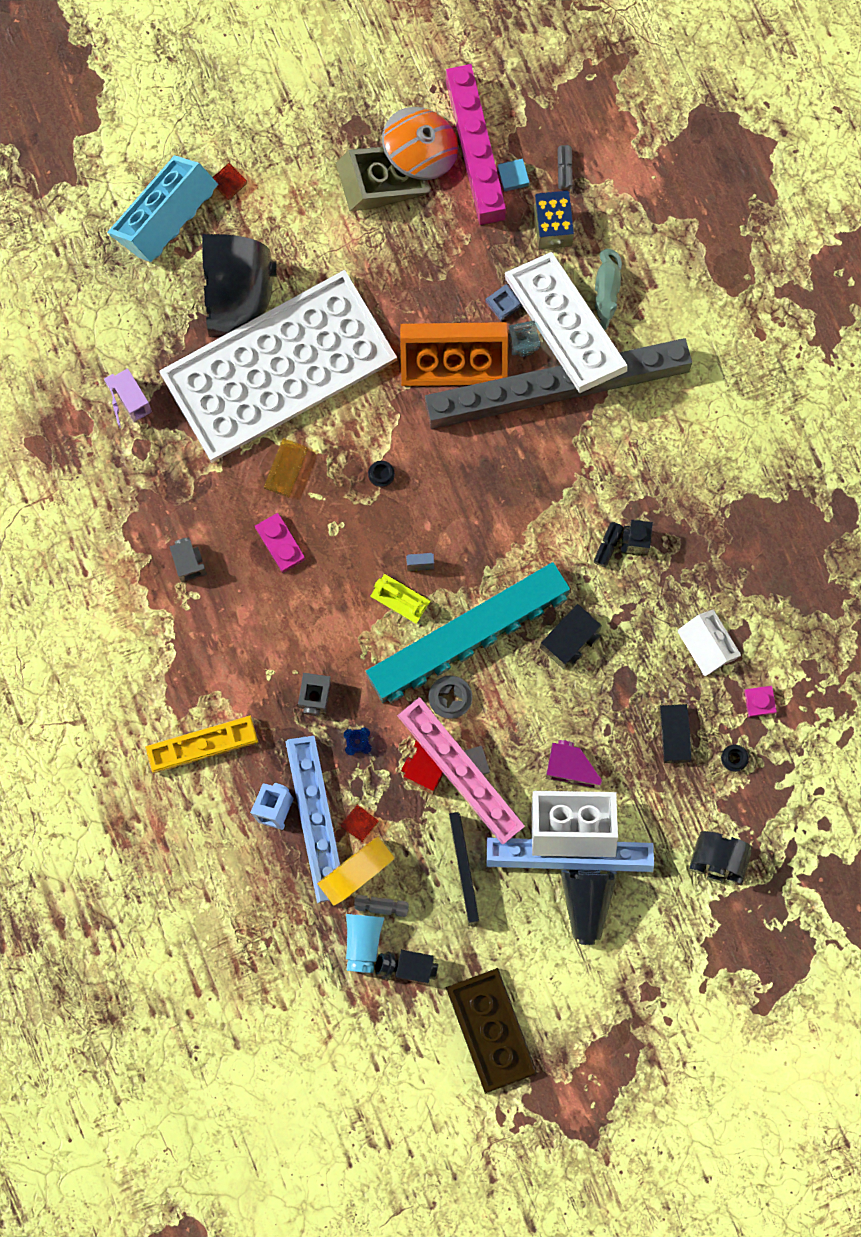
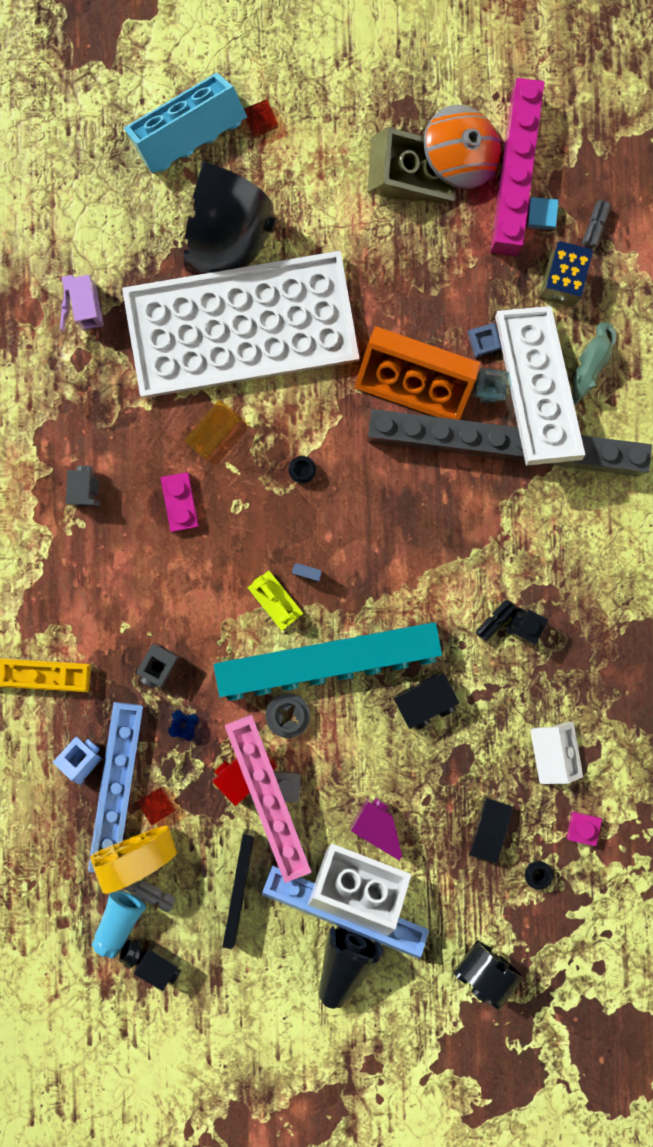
camera: 20 degrees right, 10 degrees up
(491, 1030) = (209, 1048): dark brown tile -> none

